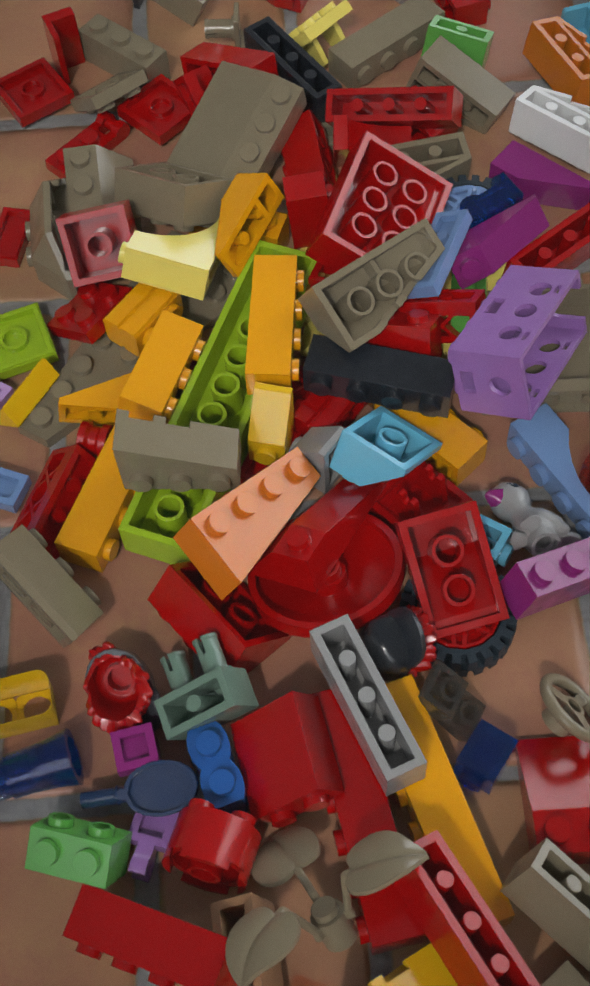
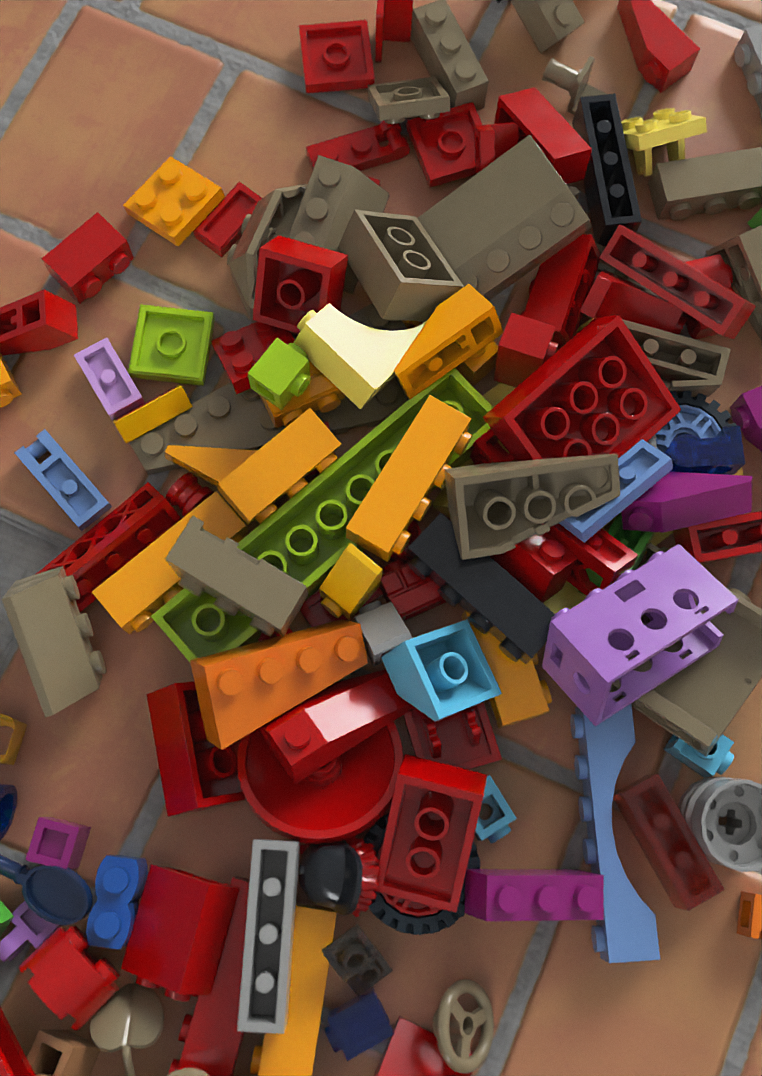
camera: 20 degrees right, 15 degrees up
(119, 689) = (73, 776): red hair -> none
(124, 299) = (280, 373): none -> lime brick
(216, 696) = (137, 835): sand green brick -> none
(533, 527) = (540, 825): light grey animal -> none

